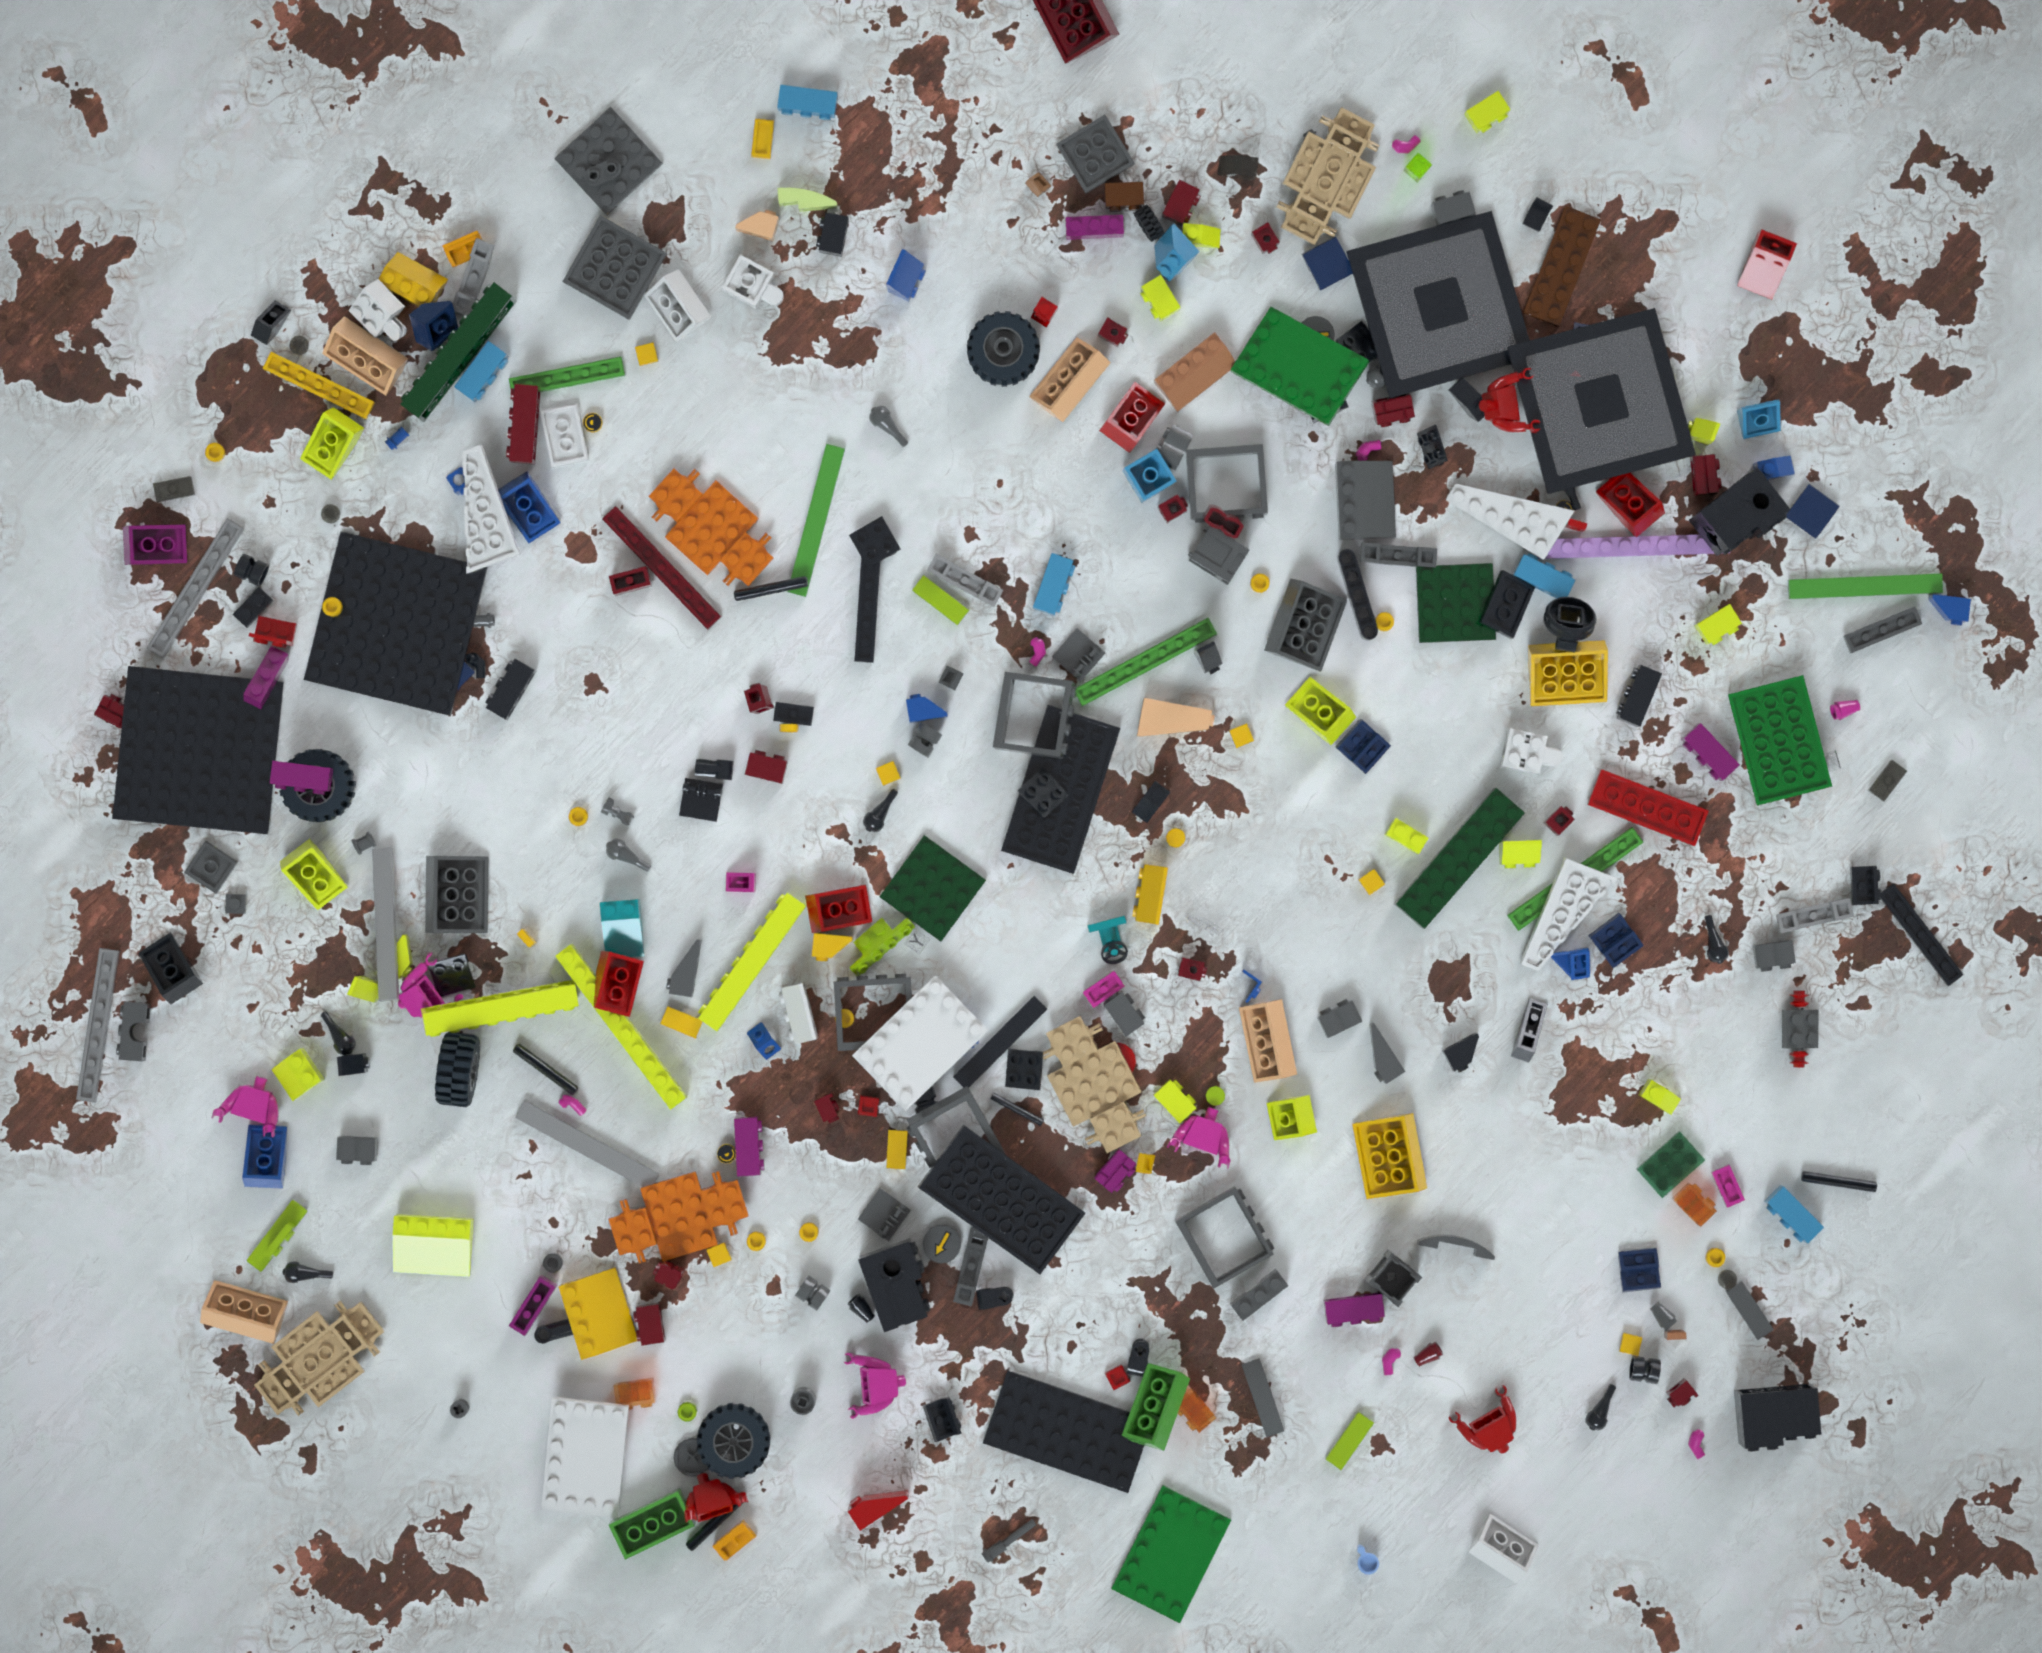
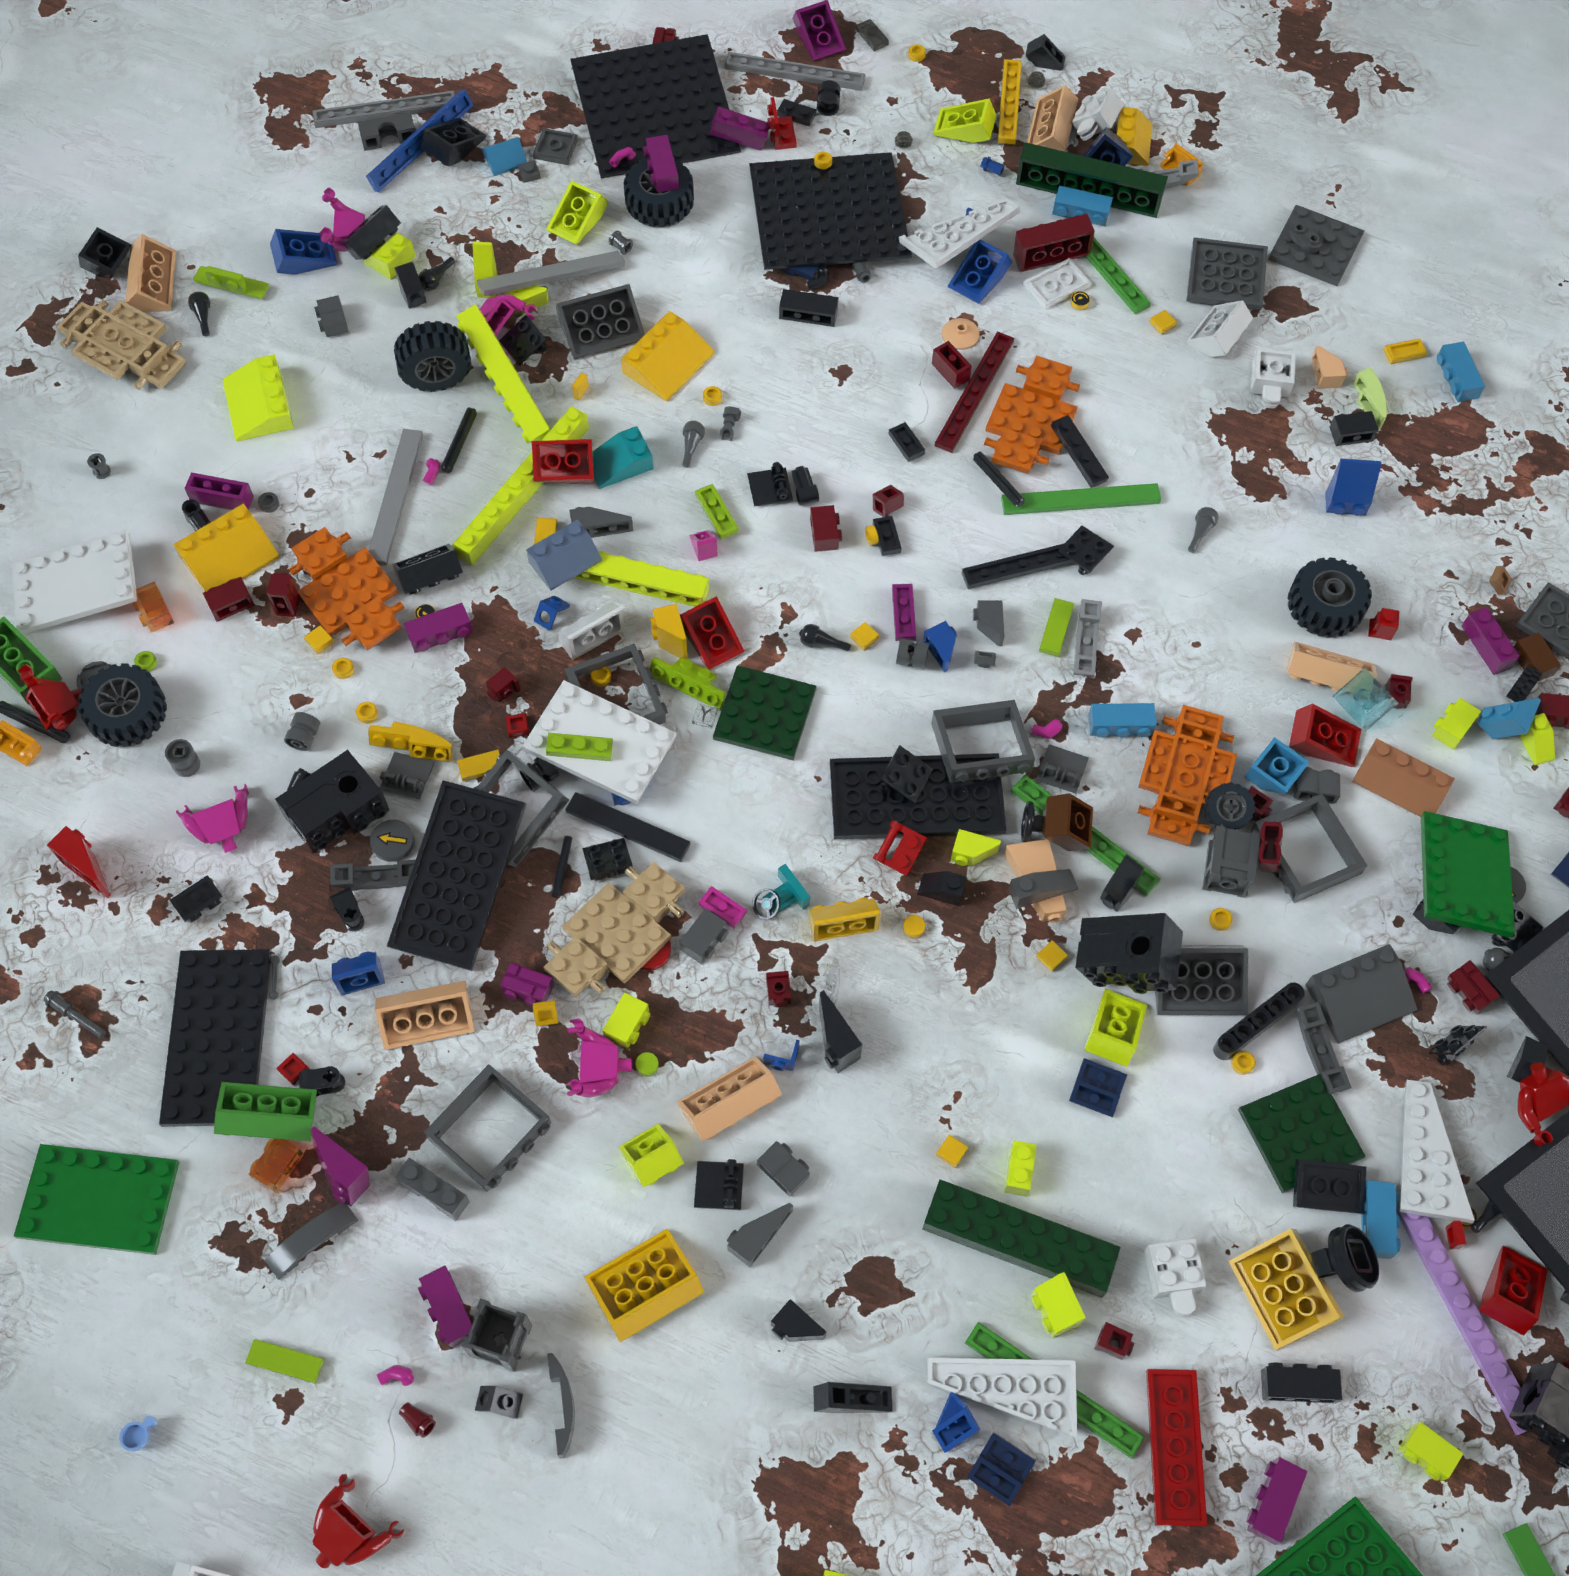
camera: 70 degrees right, 25 degrees down
(165, 1011) = (411, 147): none -> blue plate
(204, 1349) = (103, 253): none -> black slope
(205, 922) = (504, 156): none -> dark azure slope
(254, 806) = (620, 154): none -> dark pink arm
(274, 1085) = (371, 233): none -> black brick
(521, 844) = (666, 356): none -> yellow slope
(595, 560) = (960, 333): none -> light nougat dish
(680, 1139) = (427, 569): none -> black slope
(698, 655) = (906, 442): none -> black plate
(712, 858) = (716, 511): none -> lime plate
(723, 1015) = (563, 555): none -> sand blue slope
(767, 501) = (1079, 451): none -> black plate
(859, 1194) = (417, 740): none -> yellow slope
(878, 730) = (903, 611): none -> magenta plate
(914, 657) = (990, 619): none -> dark grey slope
(924, 1062) = (579, 746): none -> lime plate
(1016, 1368) = (275, 961): none -> dark grey hinge
(1056, 1304) = (357, 973): none -> blue slope
(1109, 818) = (905, 853): none -> red plate
(1111, 1260) = (424, 1015): none -> light nougat slope
(1114, 370) = (1365, 699): none -> clear light blue slope
(1123, 552) = (1184, 772): none -> orange piece
(1126, 763) = (973, 848): none -> neon yellow slope
(1136, 682) = (1064, 822): none -> reddish brown piece
(1164, 541) = (1239, 798): none -> black wheel
(1187, 722) = (1041, 886): none -> dark grey slope
(1222, 1361) = (343, 1171): none -> magenta slope
(1255, 939) = (840, 1042): none -> black slope
(1274, 679) = (1131, 951): none -> black piece
(1333, 1072) = (719, 1185): none -> black hinge
(1438, 1290) = (499, 1401): none -> black bracket

